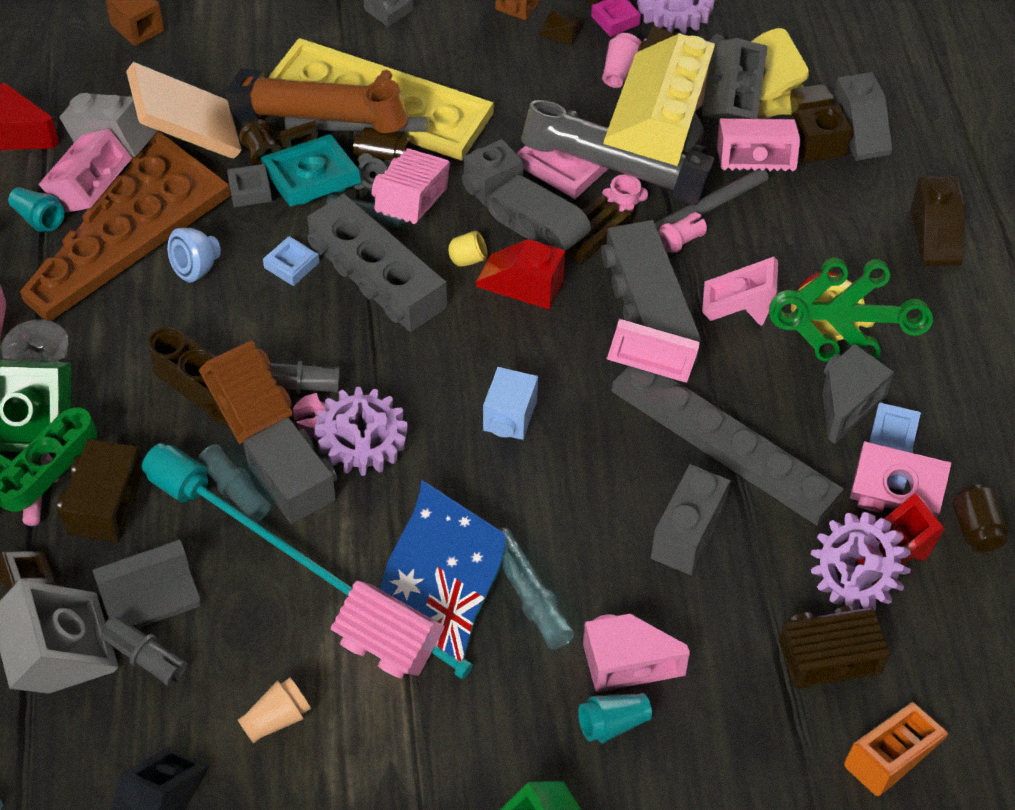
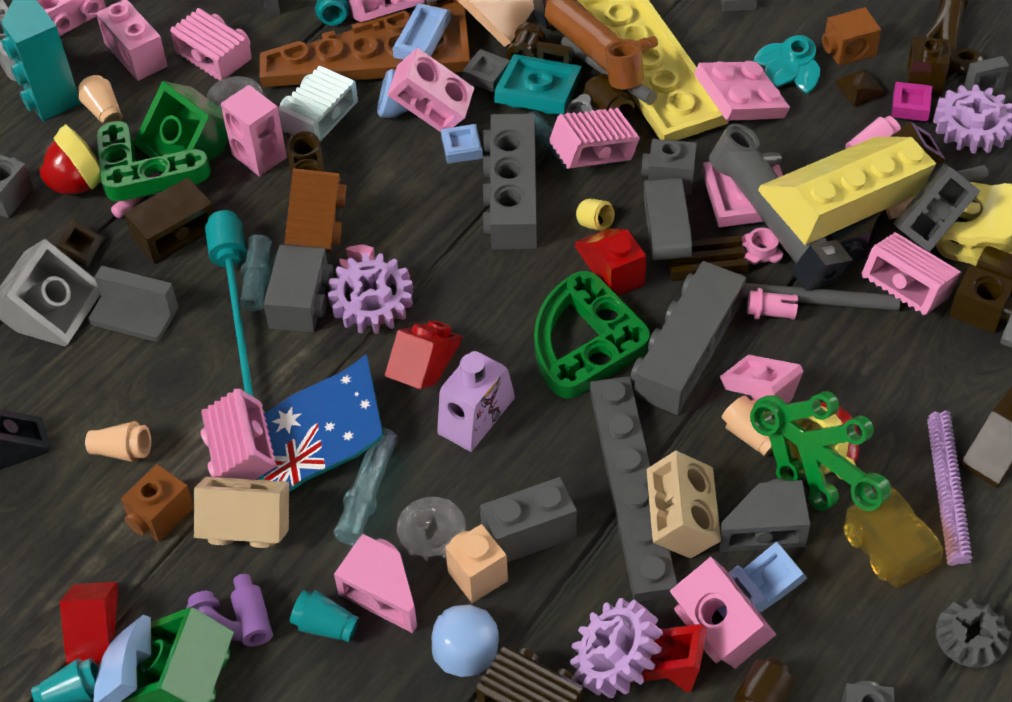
camera: 45 degrees right, 0 degrees up
(103, 358) = (254, 130): none -> bright pink brick
(127, 303) = (318, 103): none -> light aqua brick
(143, 651) = (87, 343): dark grey axle -> none
(162, 185) = (422, 30): none -> light blue tile
(231, 227) = (430, 90): none -> bright pink brick
(306, 377) = (375, 229): dark grey axle -> none
(372, 734) = (157, 503): none -> dark orange brick
(459, 681) = (241, 511): none -> tan brick
(461, 450) = (422, 353): none -> slope
(482, 79) = (741, 90): none -> bright pink plate
(493, 40) = (786, 66): none -> teal plate
(510, 403) = (497, 339): light blue brick -> none
(541, 755) = (249, 607): none -> medium lavender plant
(543, 442) = (473, 400): none -> lavender torso
(584, 333) = (610, 332): none -> green beam
(618, 566) = (419, 515): none -> clear gear
(653, 350) = (630, 375): bright pink tile -> none
(686, 579) = (476, 563): none -> light nougat brick
(736, 647) = (464, 640): none -> light blue hair
(759, 332) = (738, 422): none -> light nougat cone
(789, 422) = (683, 505): none -> tan brick
(936, 286) = (949, 488): none -> lavender axle
(950, 347) = (894, 539): none -> clear yellow brick

